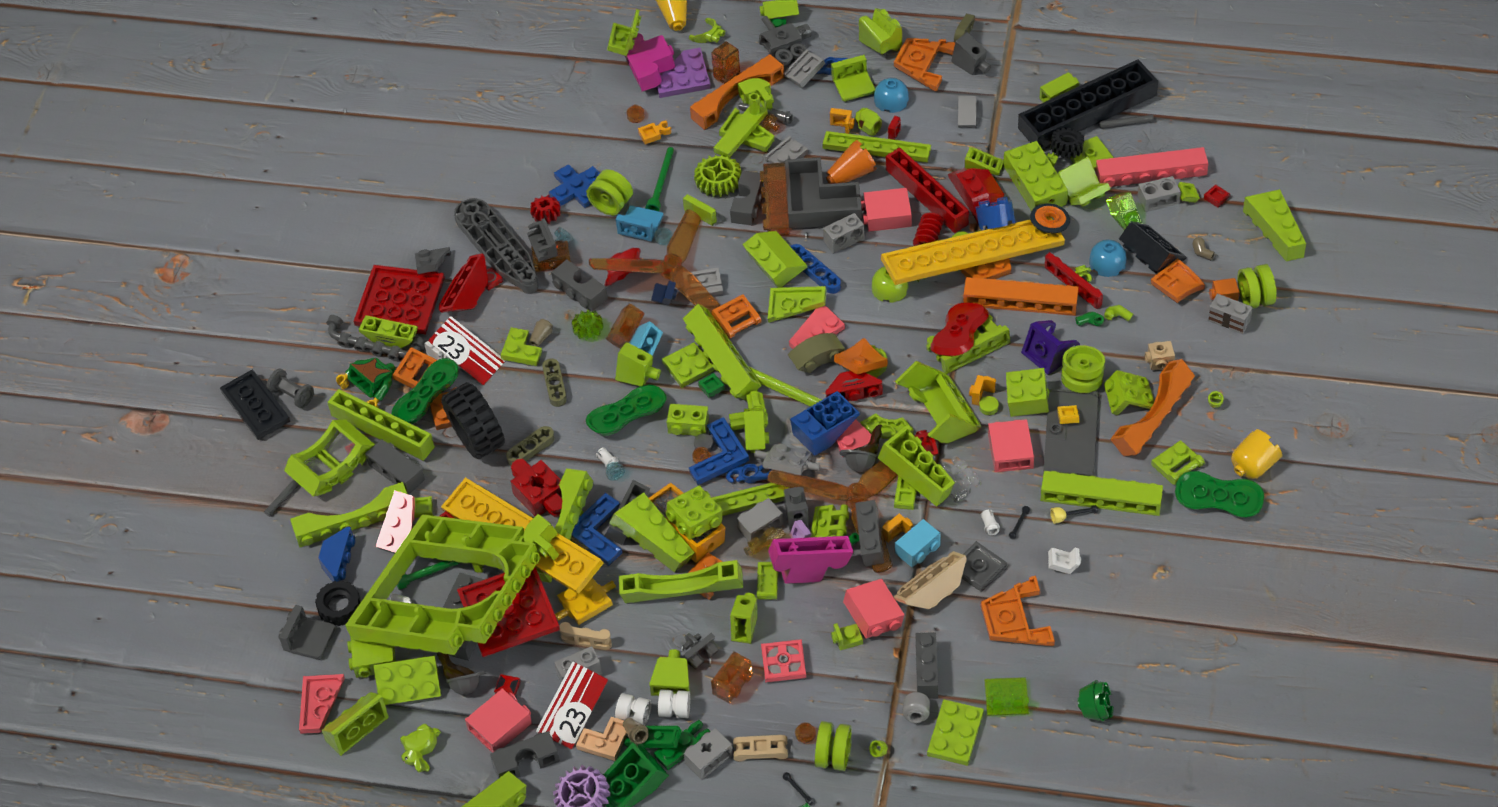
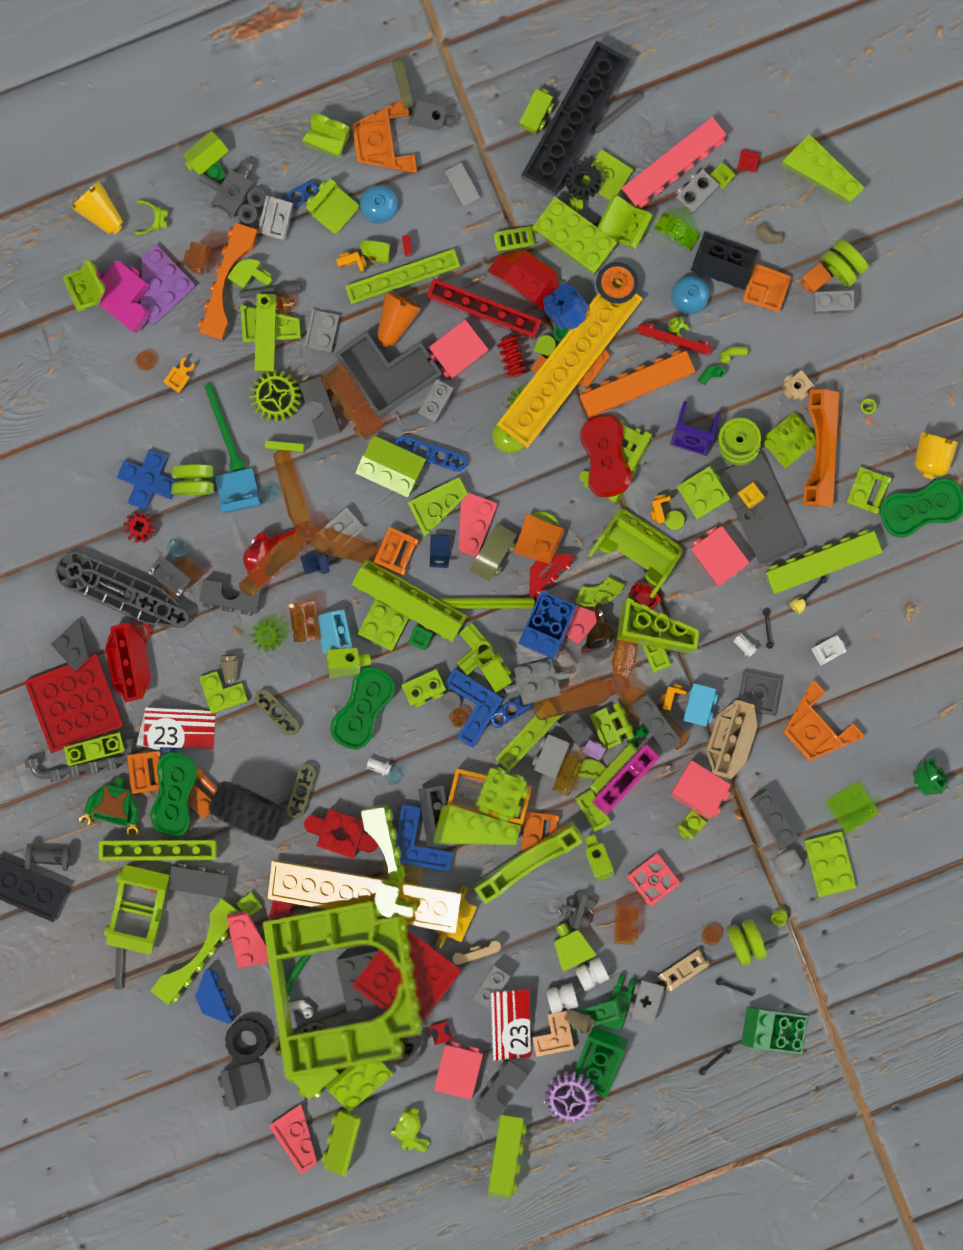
camera: 35 degrees left, 35 degrees up
(774, 331) = (439, 550): none -> dark blue bracket

